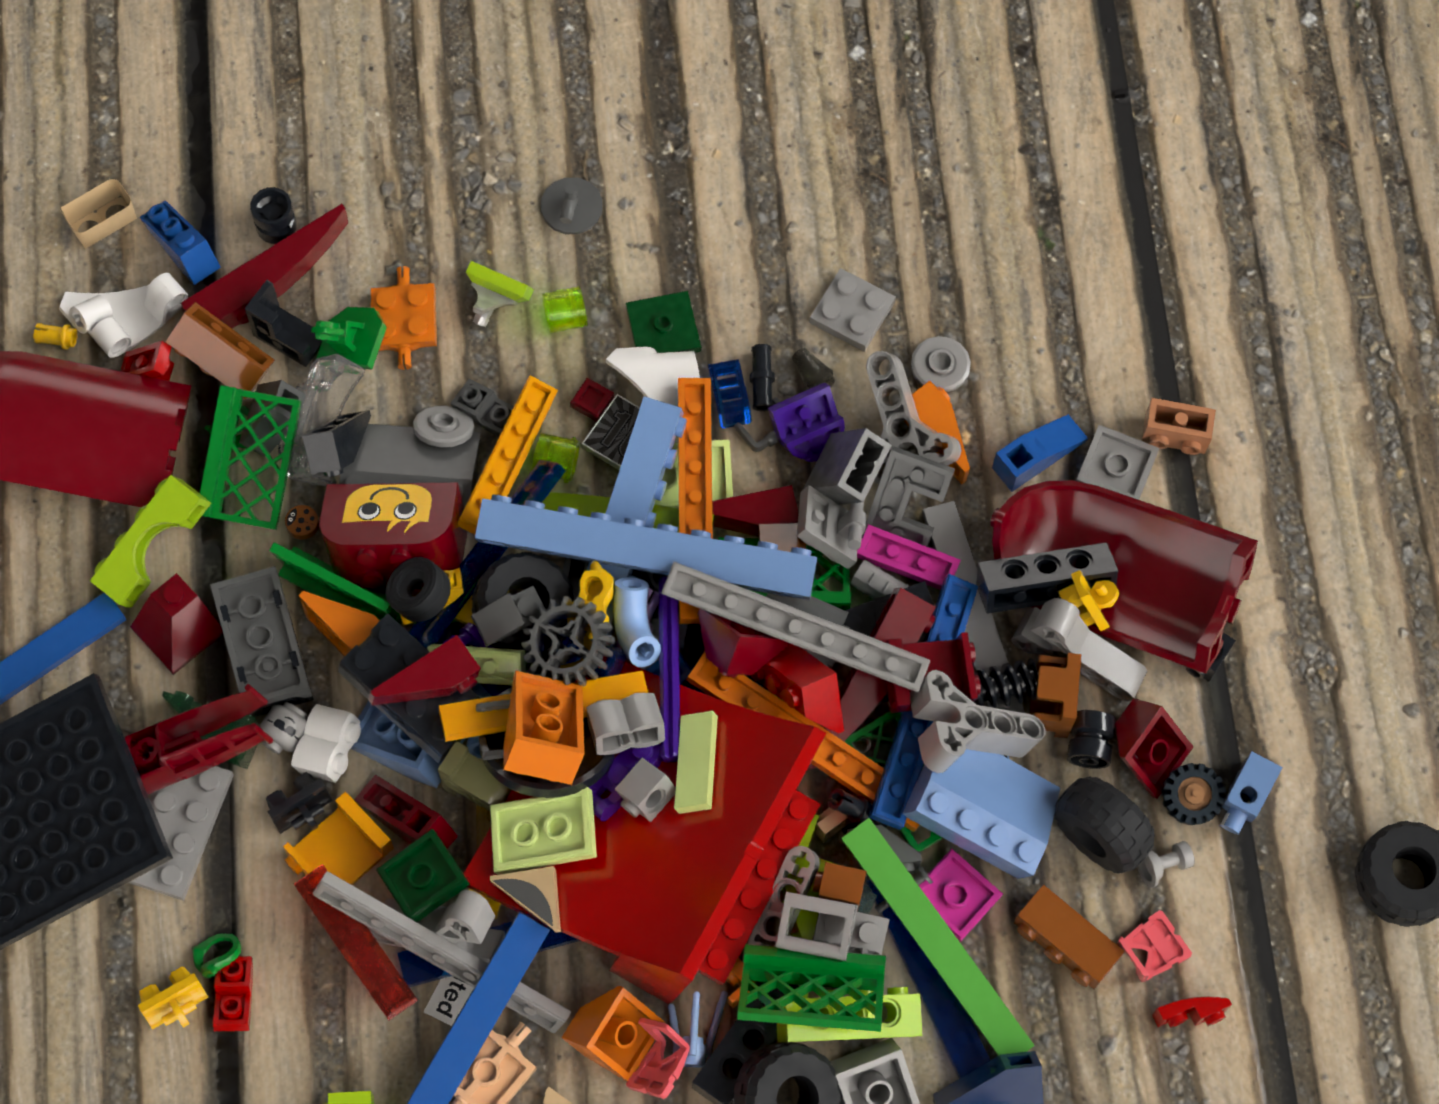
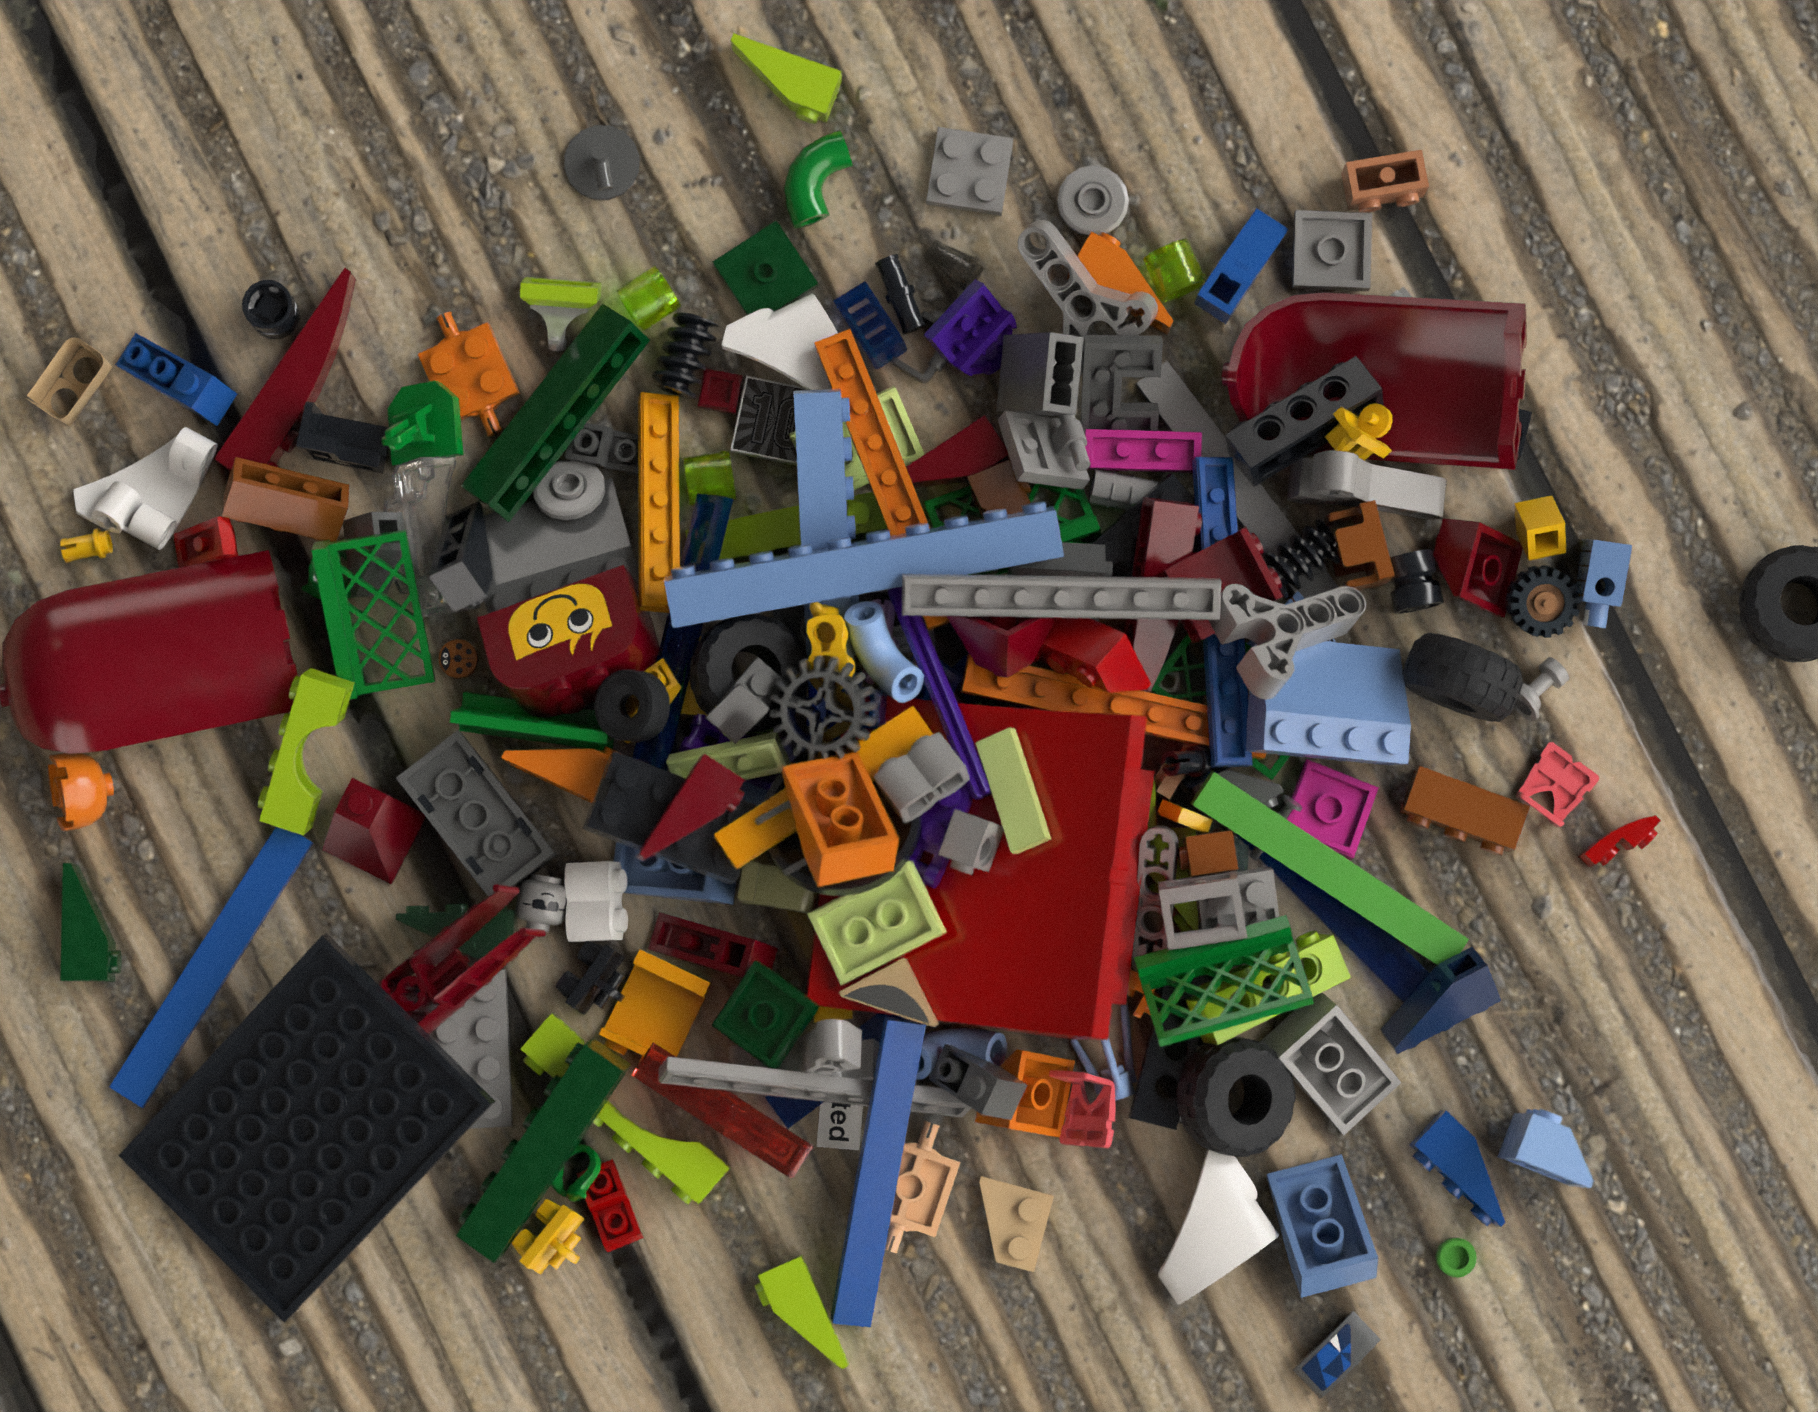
camera: 20 degrees left, 15 degrees up
(196, 920) = (543, 1149): none -> dark green brick
(309, 979) = (687, 1164): none -> lime arch
(456, 365) = (555, 412): none -> dark green brick
(570, 973) = (978, 1042): none -> light blue cylinder
(574, 357) = (684, 354): none -> black piece
(575, 999) = (978, 1083): none -> dark grey slope
(724, 266) = (807, 176): none -> green cylinder
(745, 198) = (796, 81): none -> lime slope
(831, 849) = (1184, 816): none -> yellow tile
(984, 433) = (1174, 270): none -> clear neon green piece
(1211, 734) = (1540, 528): none -> yellow brick

